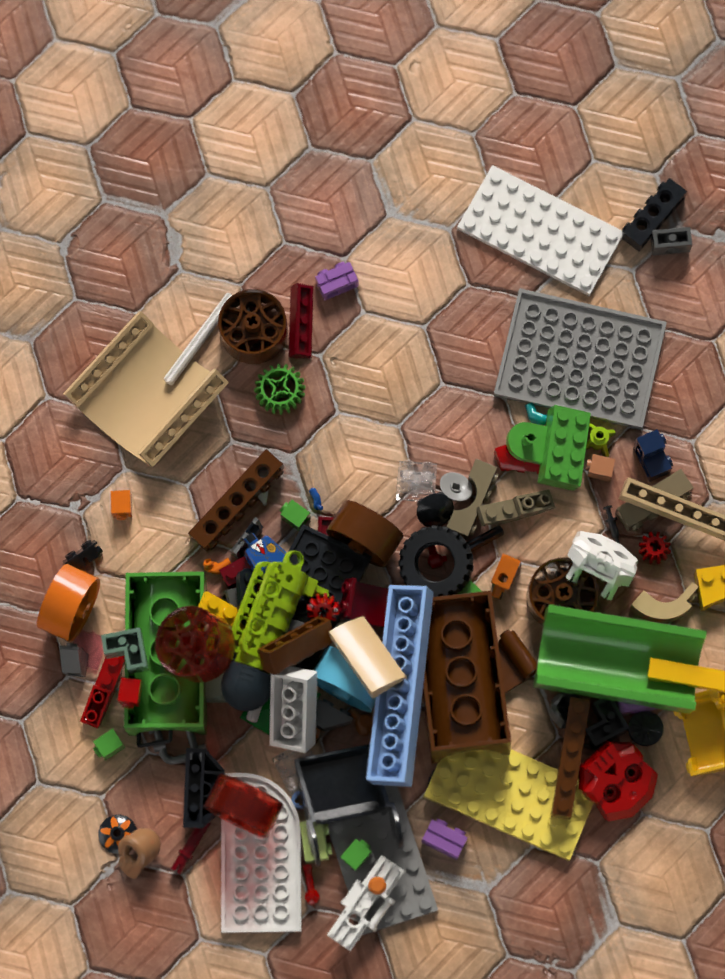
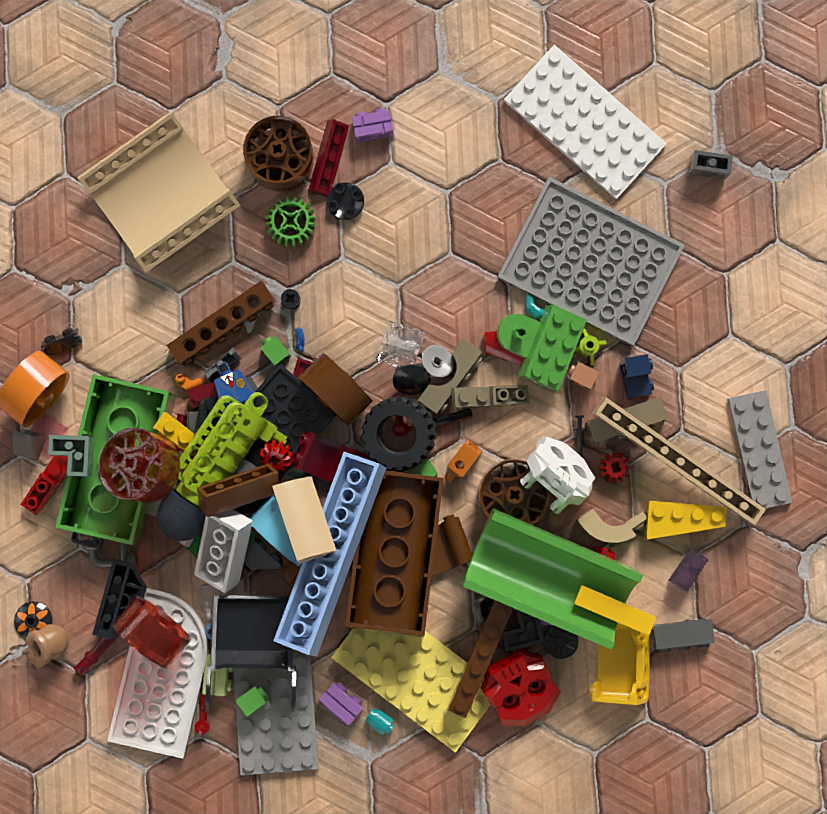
camera: 10 degrees right, 10 degrees up
(108, 745) = (42, 533): bright green brick -> none
(121, 504) = (110, 300): orange brick -> none
(130, 692) = (67, 496): red brick -> none
(195, 343) = (218, 158): white axle -> none
(297, 466) = (293, 302): none -> black wheel
(327, 357) = (345, 201): none -> black dish
(360, 899) = (246, 744): white piece -> none
(487, 848) = (380, 722): none -> teal brick
(639, 238) = (722, 112): black brick -> none

